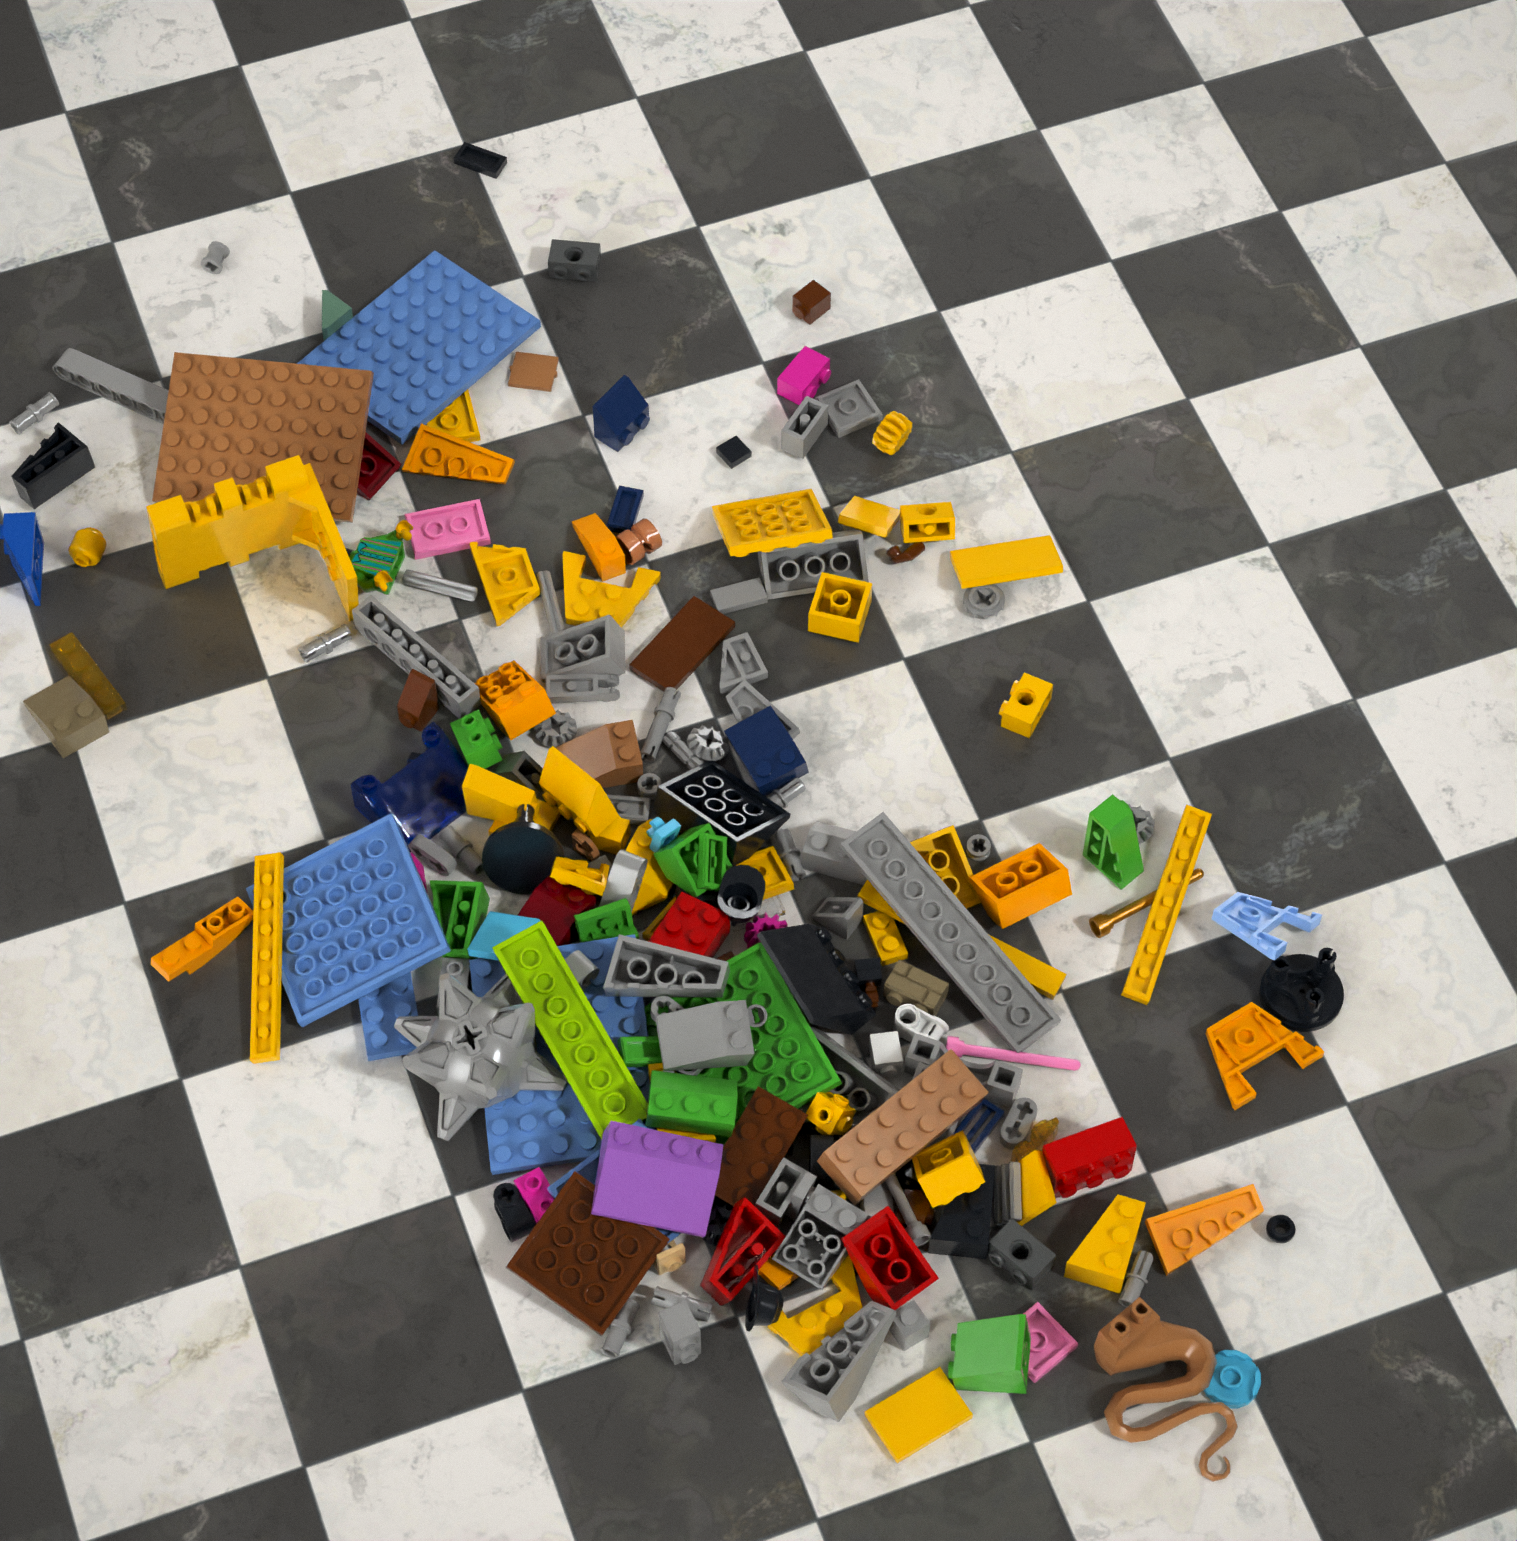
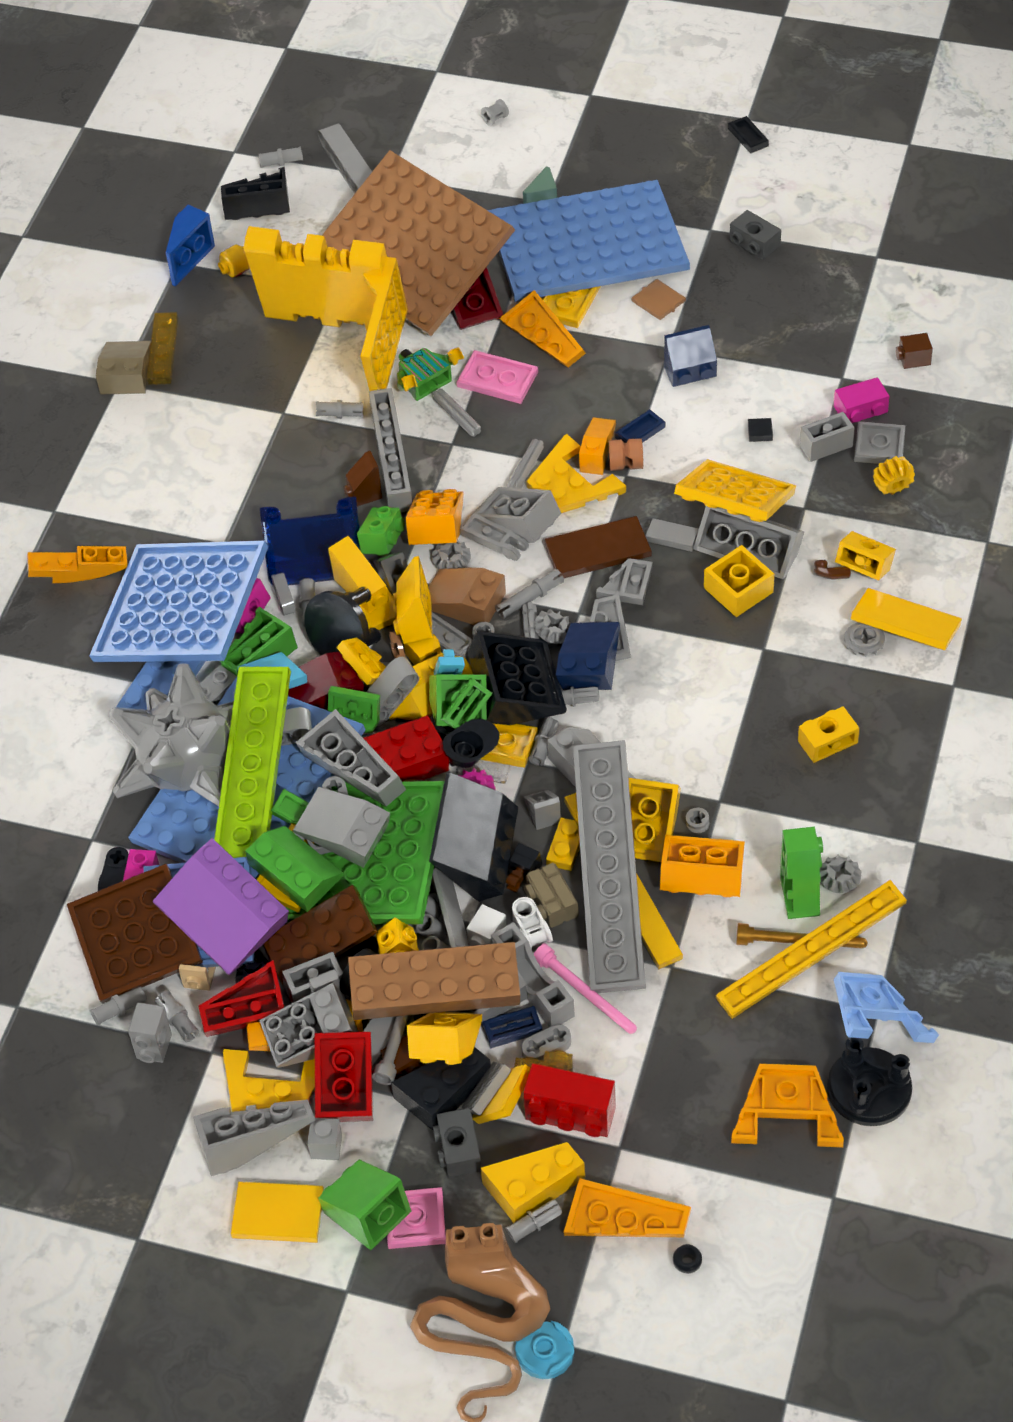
camera: 40 degrees right, 5 degrees down
(267, 958) = (106, 599): yellow tile -> none
(505, 579) = (506, 432): yellow wing -> none
(762, 1013) = (390, 832): light grey hinge -> none
(763, 1304) = (226, 1046): black piece -> none
(869, 516) = (820, 526): yellow tile -> none

